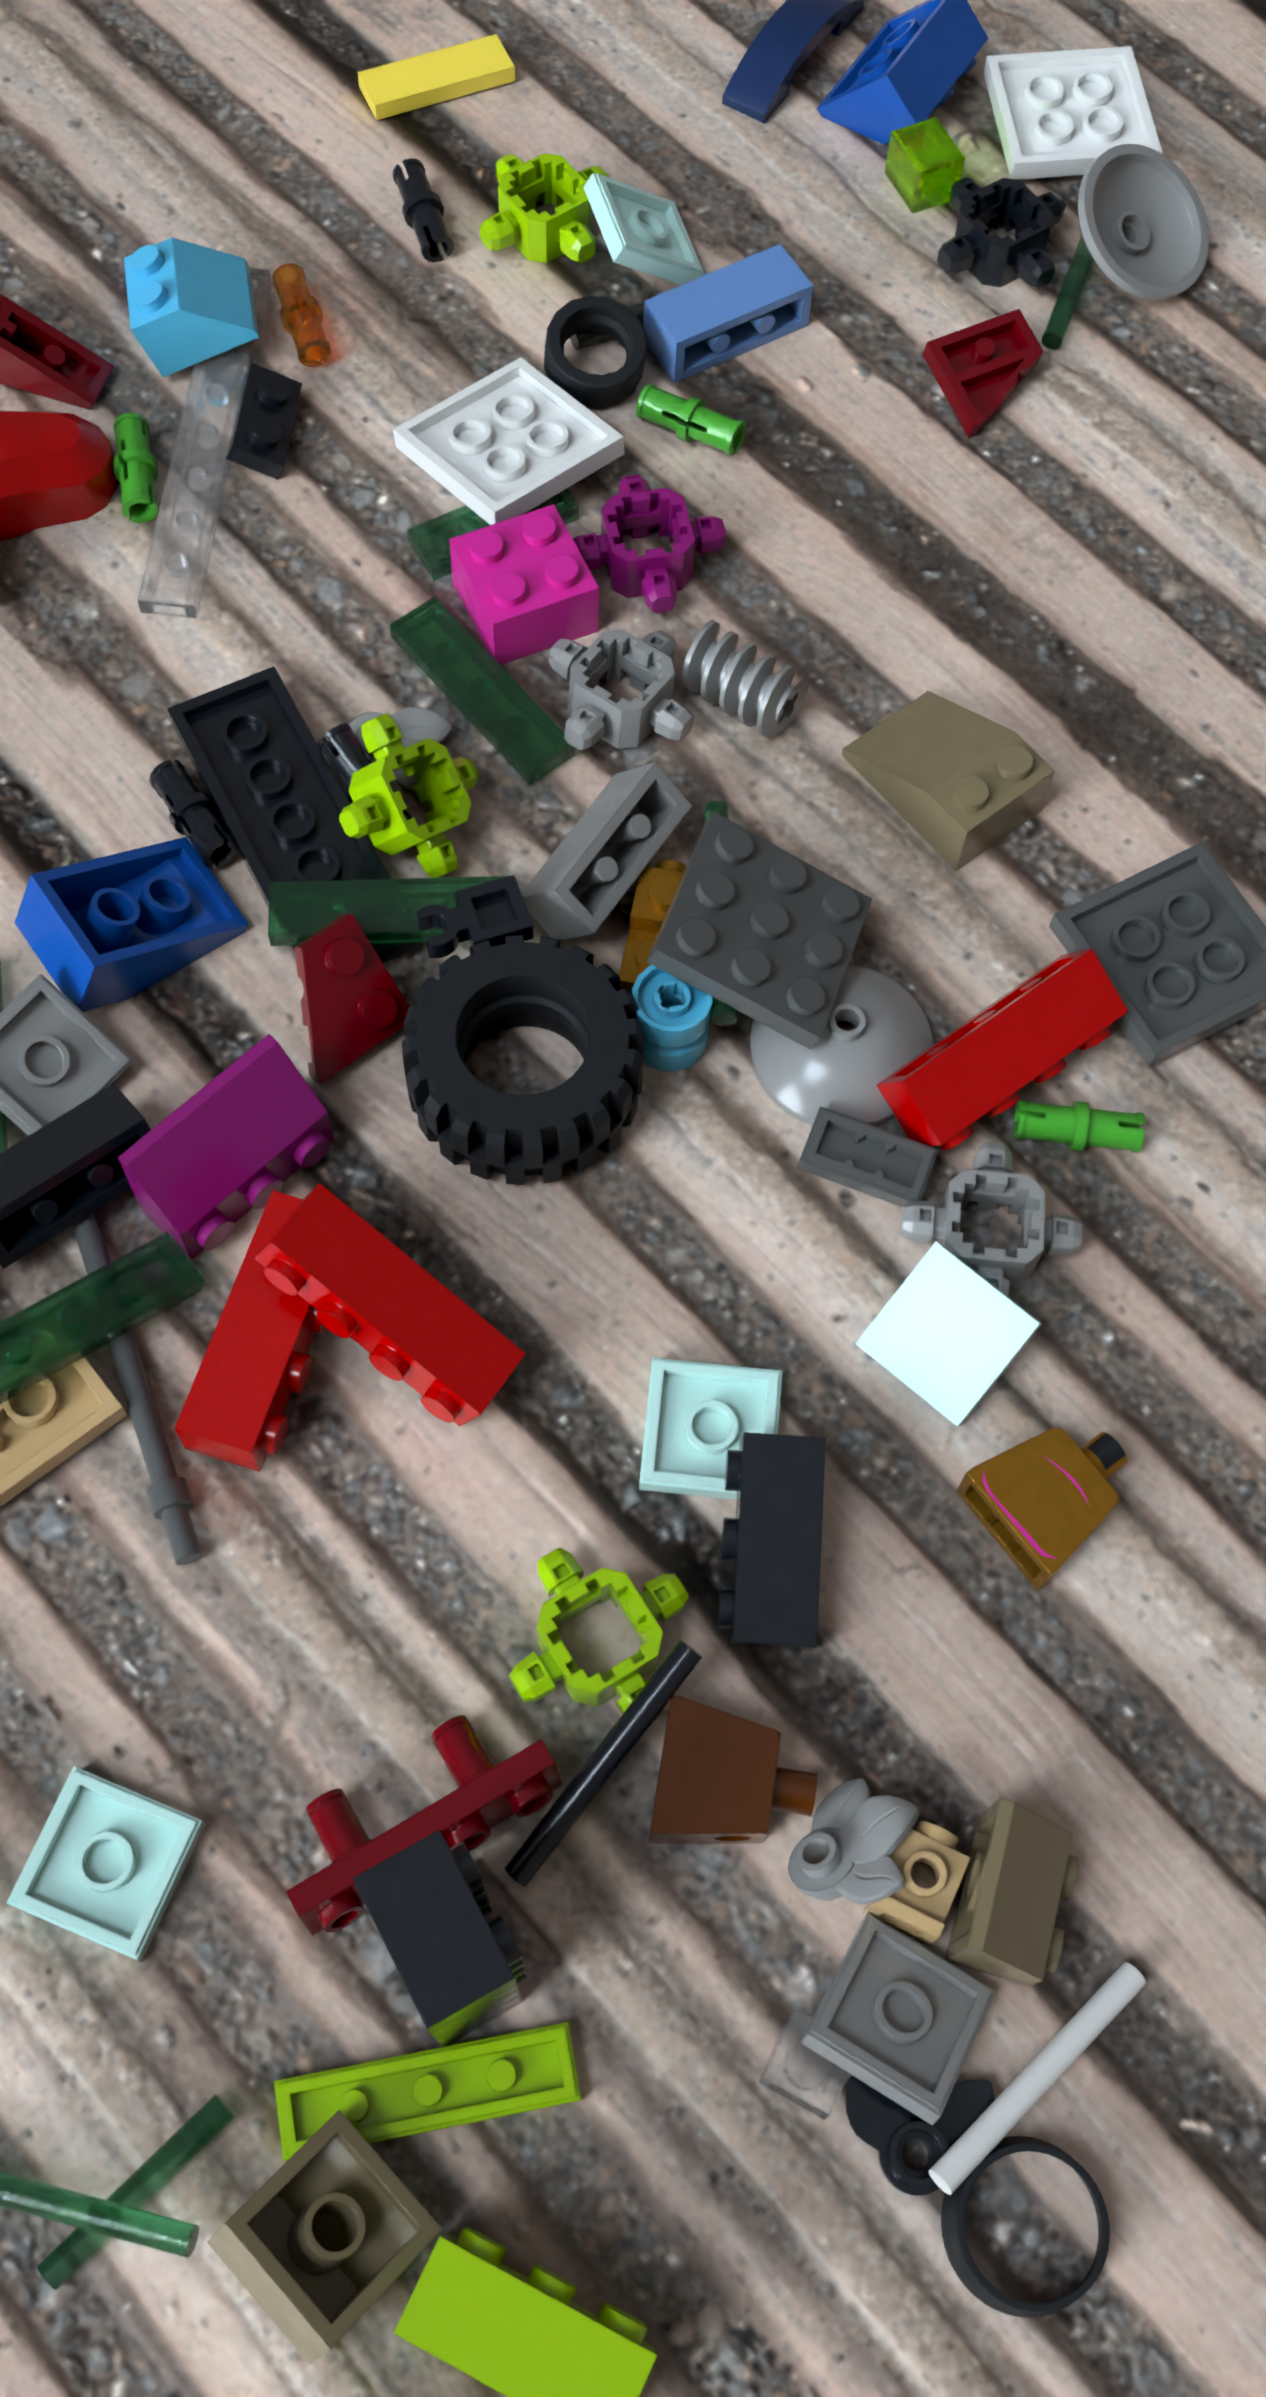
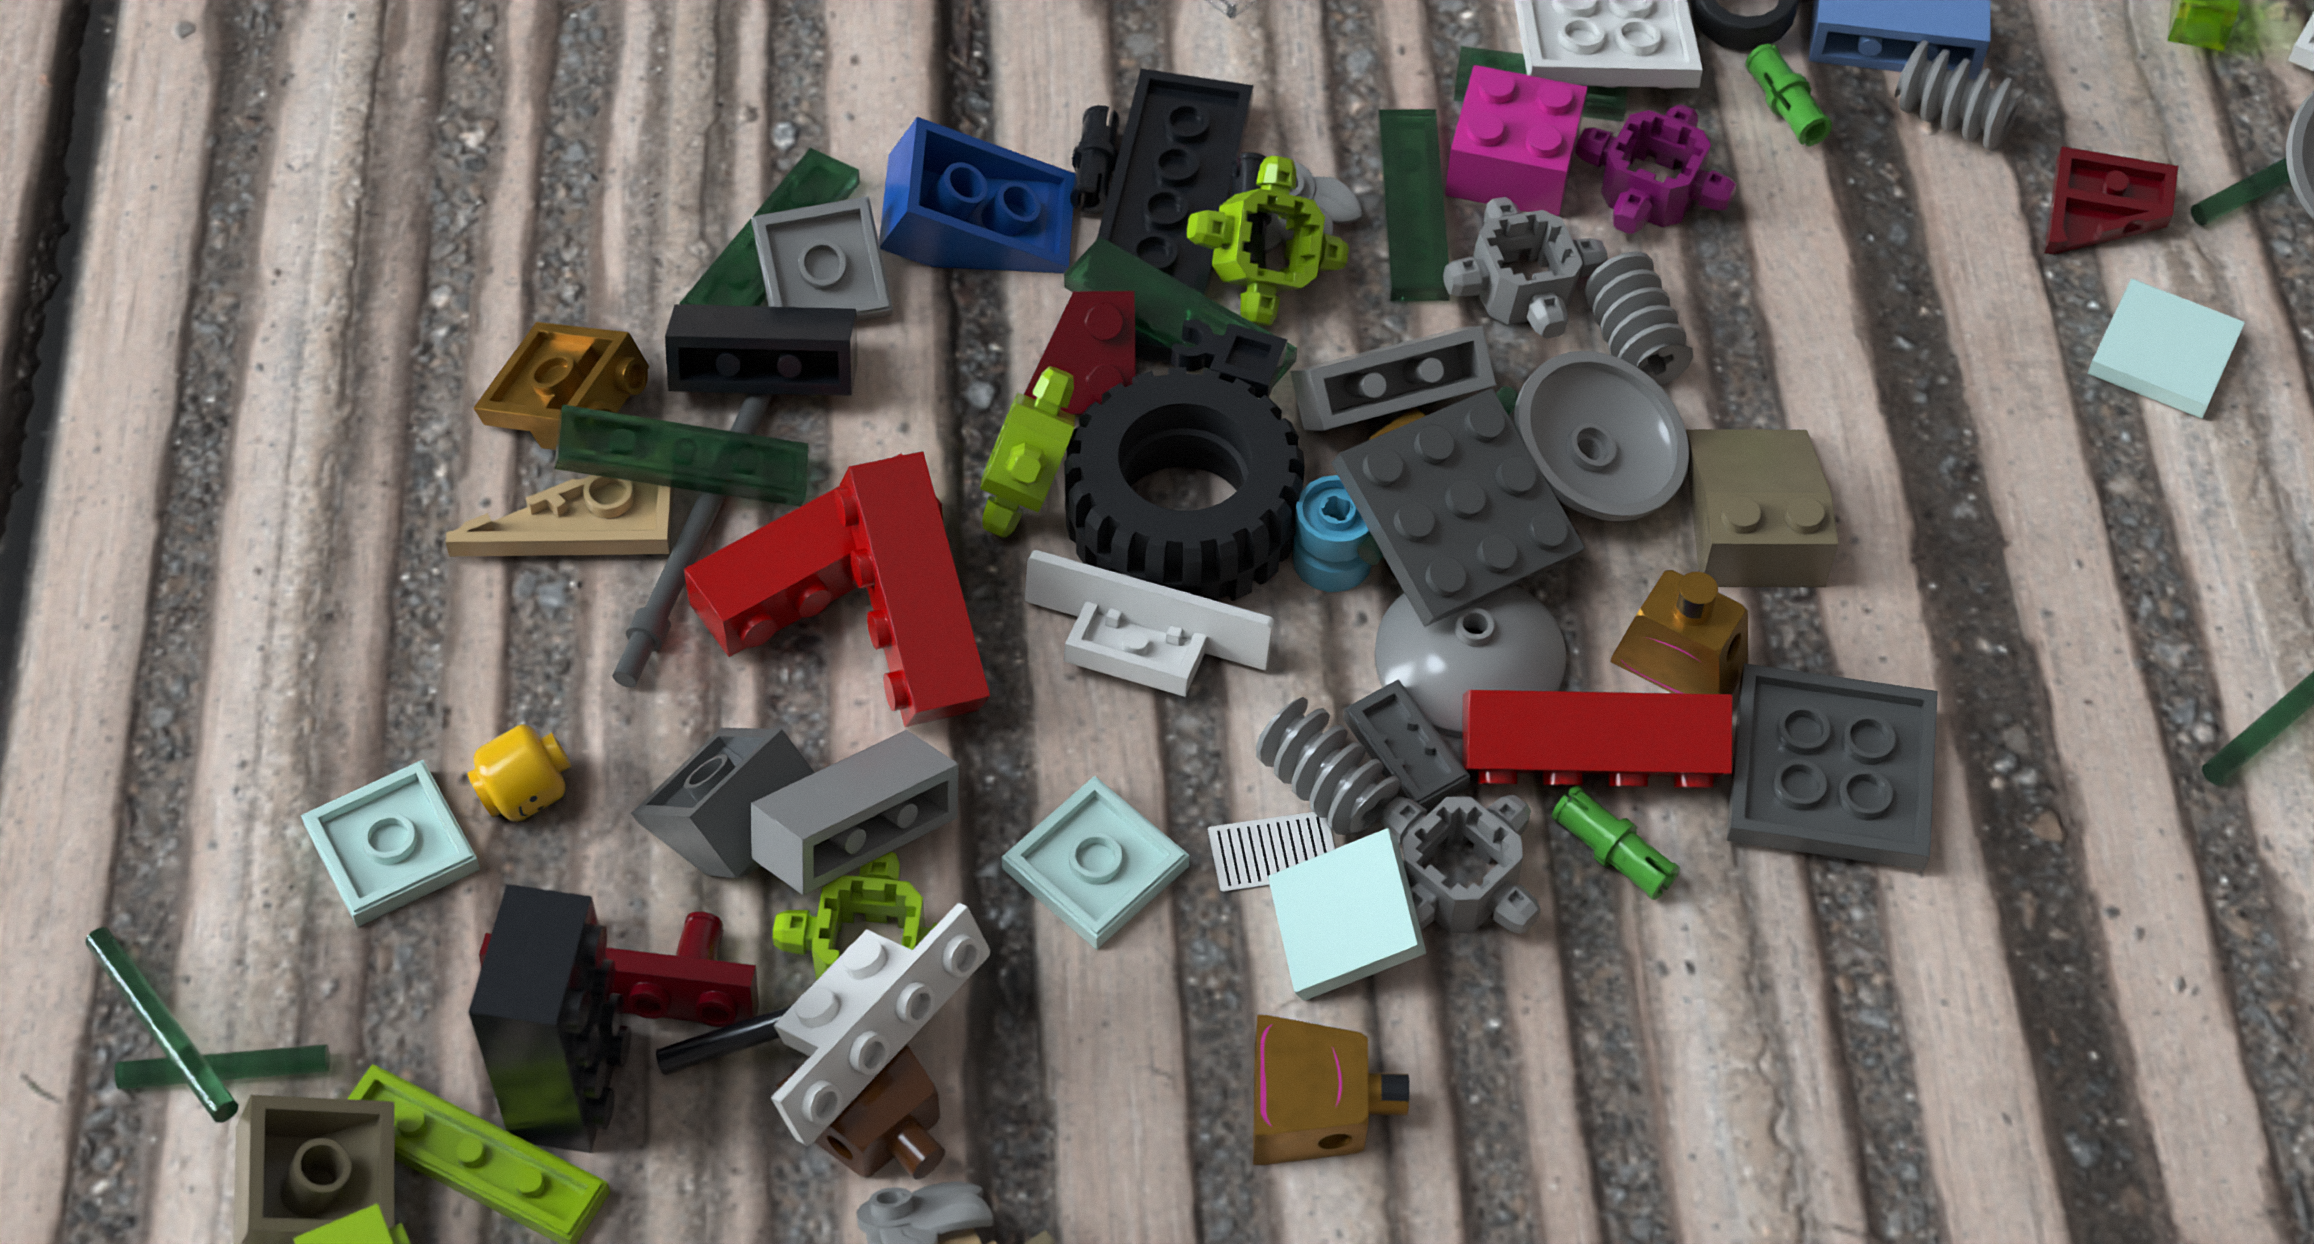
camera: 40 degrees right, 10 degrees down
(175, 1716) = (519, 773): none -> yellow head
(228, 1148) = (899, 398): magenta slope -> none
(376, 1115) = (1028, 452): none -> lime piece
(378, 1601) = (708, 799): none -> dark grey slope
(504, 1541) = (854, 811): none -> light grey brick
(585, 1205) = (1143, 627): none -> white bracket
(675, 1717) = (867, 1013): none -> white bracket
(774, 1541) = (1061, 962): black brick -> none
(806, 794) = (1617, 420): none -> light grey dish
(817, 343) = (1958, 97): none -> light grey piece
(831, 1317) = (1257, 848): none -> white sticker
(834, 1220) = (1324, 772): none -> light grey piece
(998, 923) = (1687, 637): none -> pearl gold torso
(1005, 205) = (2220, 67): black piece -> none
(1117, 462) = (2166, 348): none -> light aqua tile

